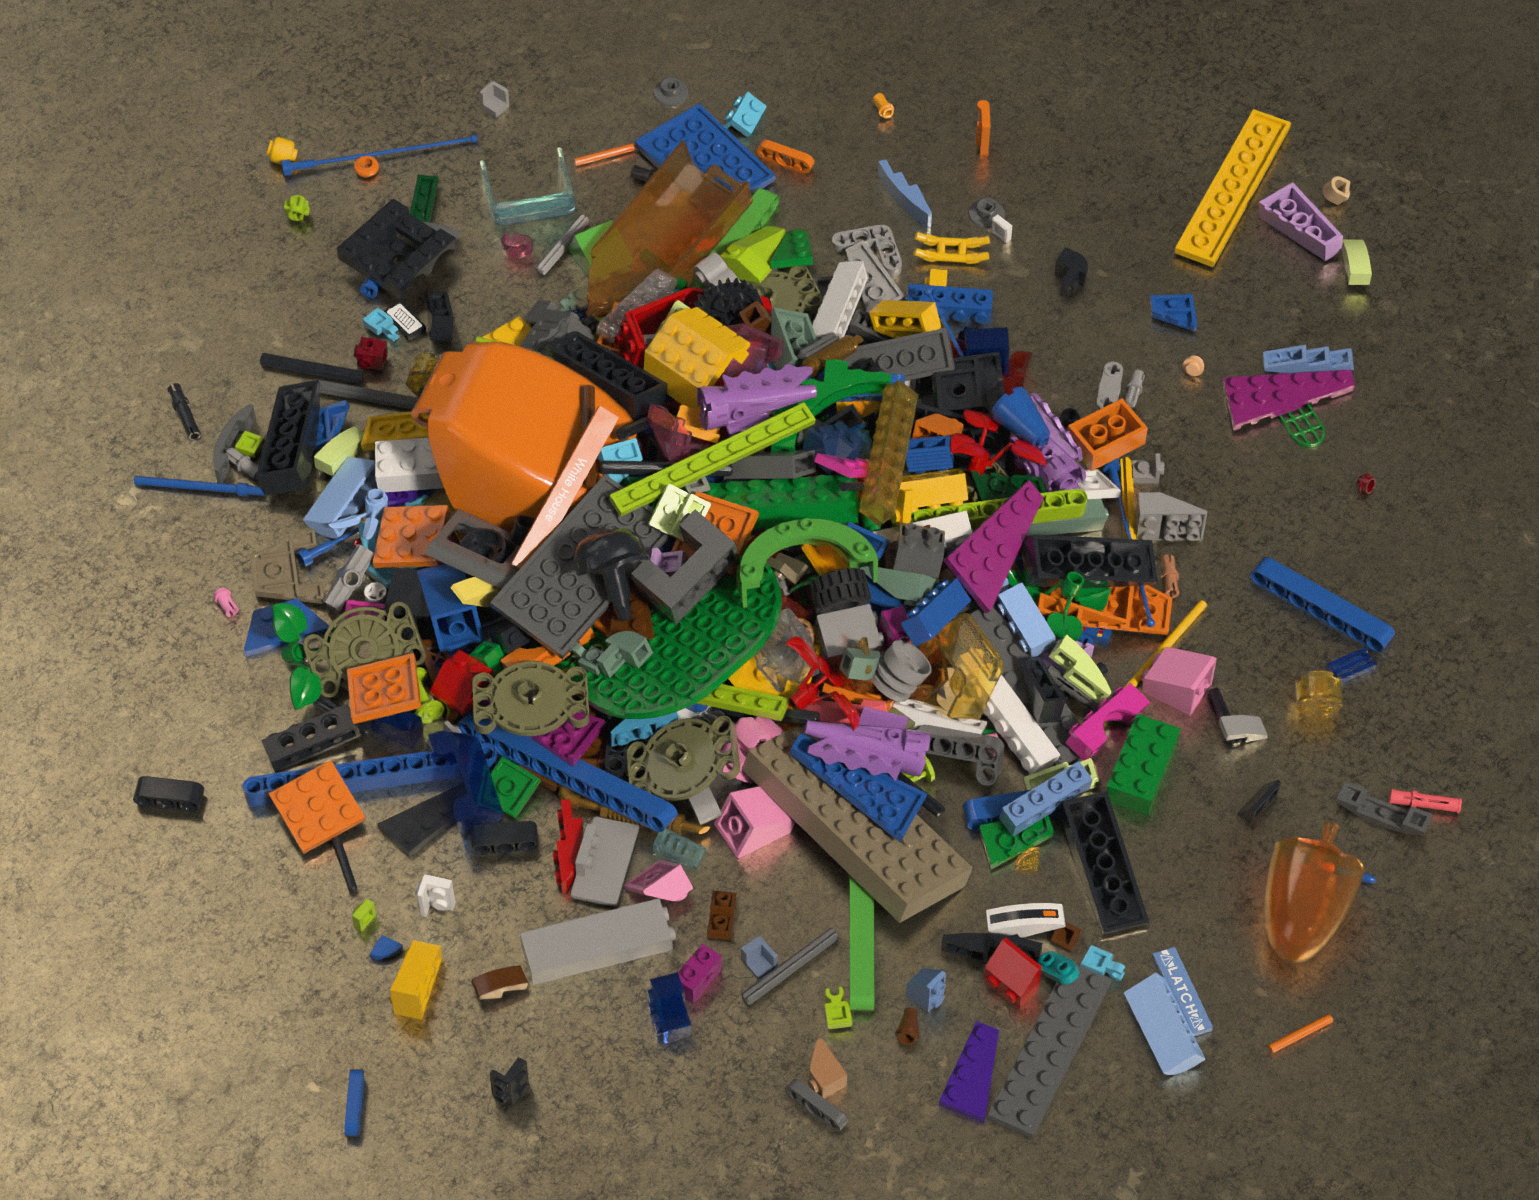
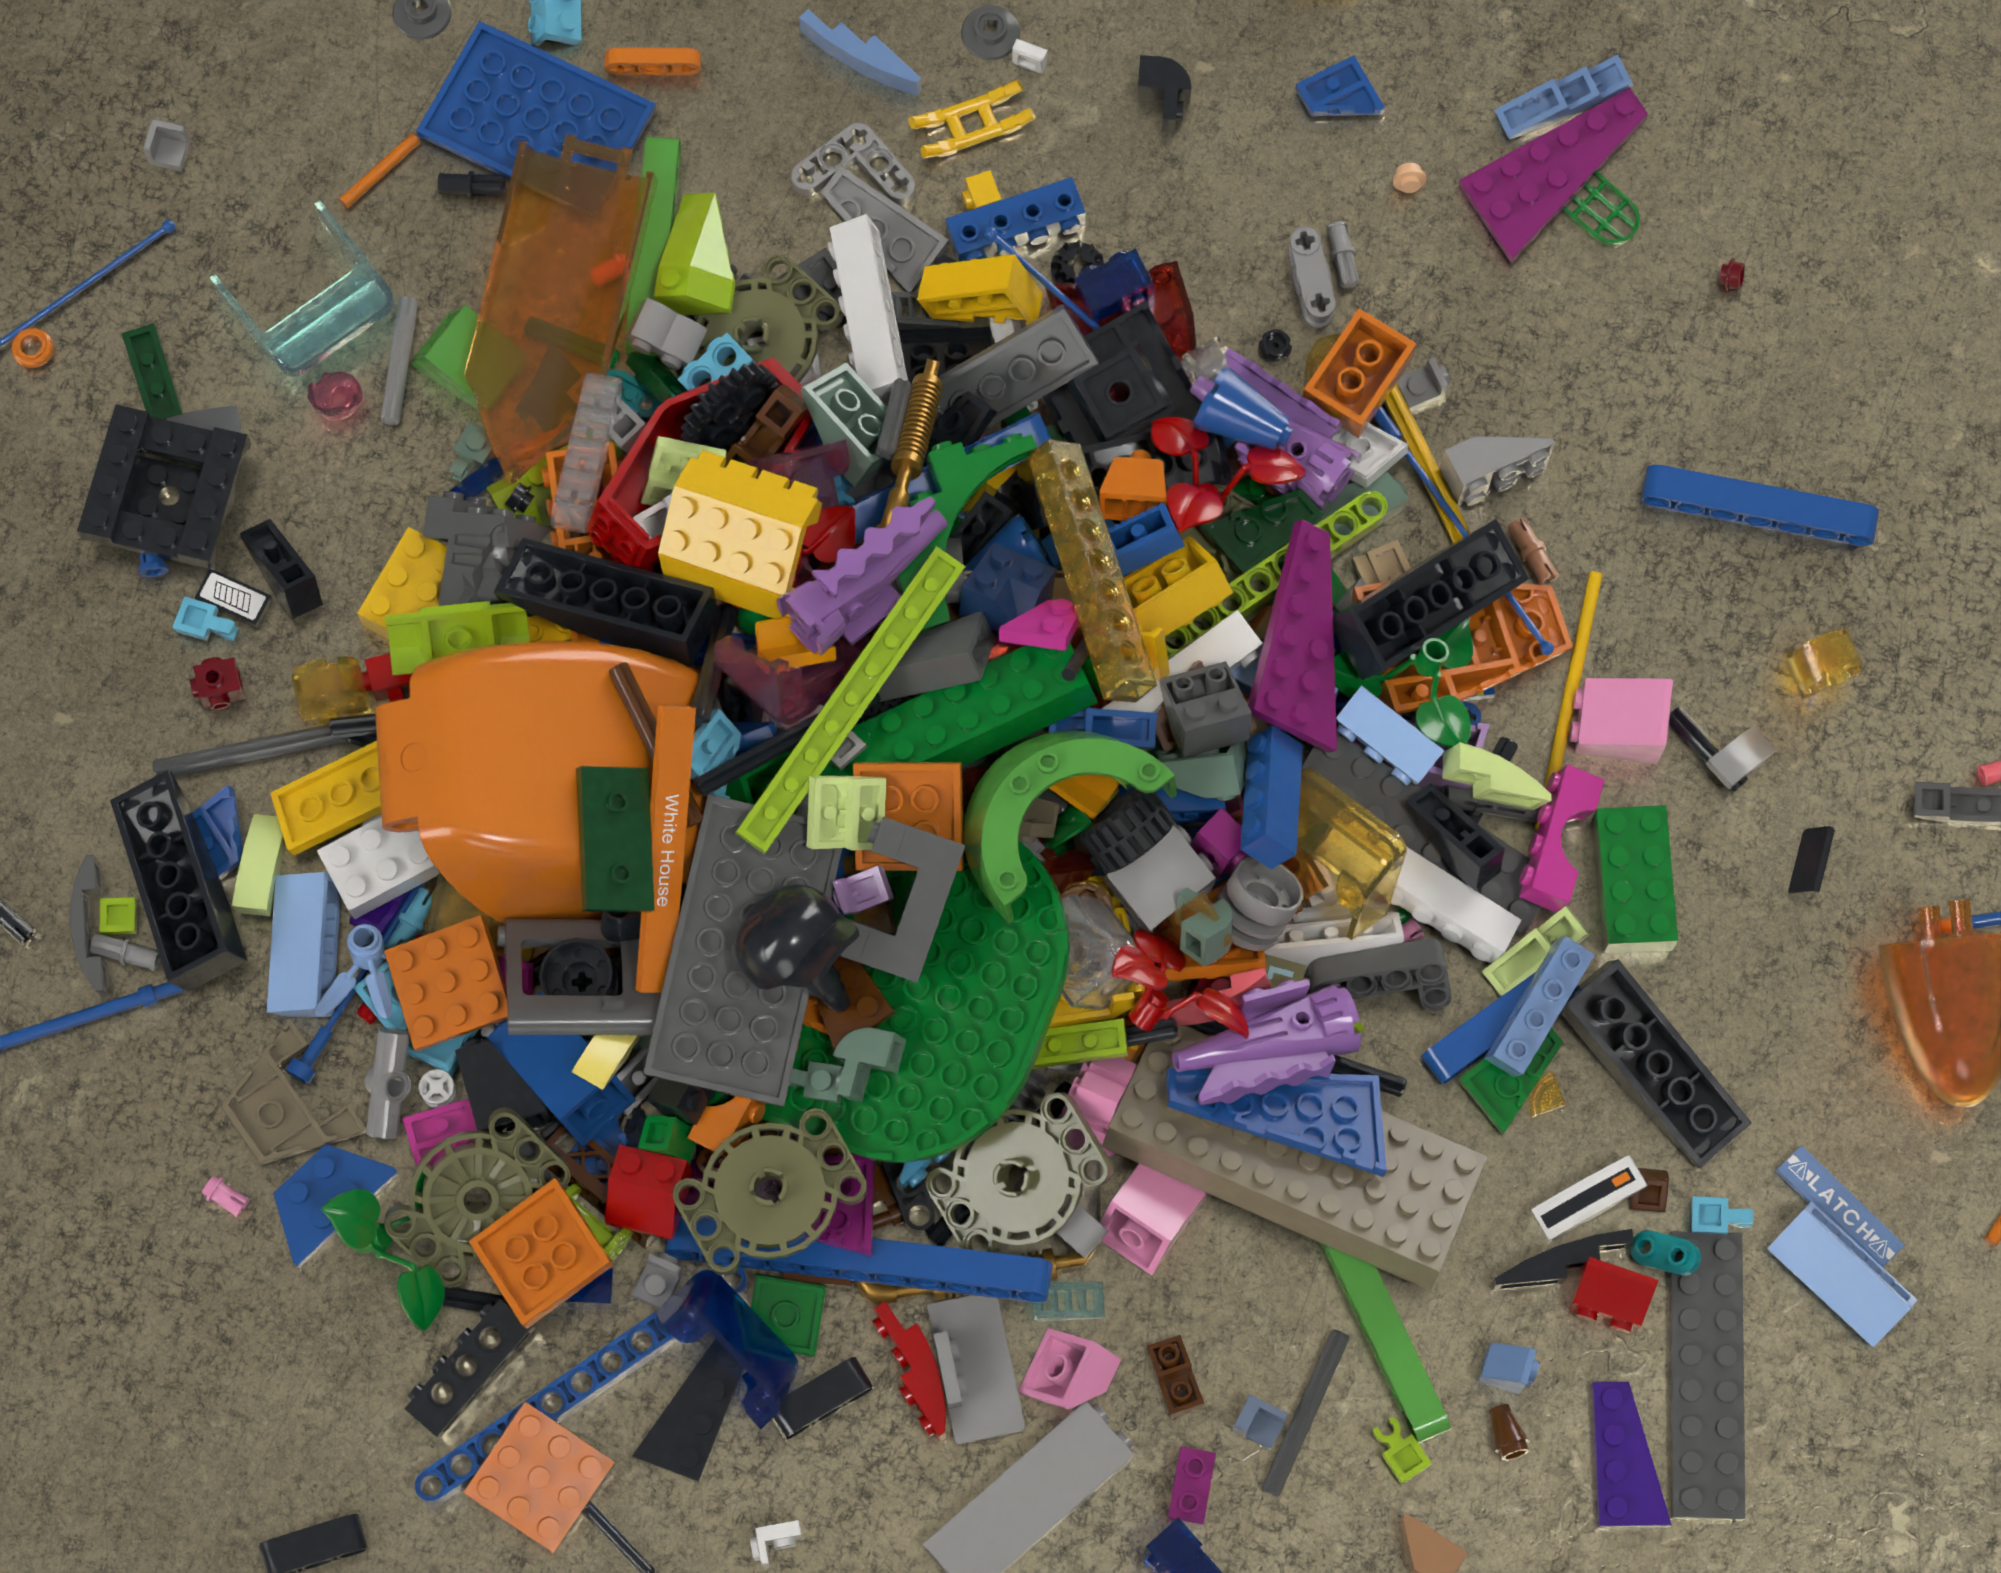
camera: 25 degrees left, 20 degrees up
(312, 368) = (138, 742): black axle -> none
(537, 468) = (615, 839): none -> dark green plate
(793, 250) = (750, 230): green wing -> none
(1349, 662) = (1856, 565): clear blue tile -> none

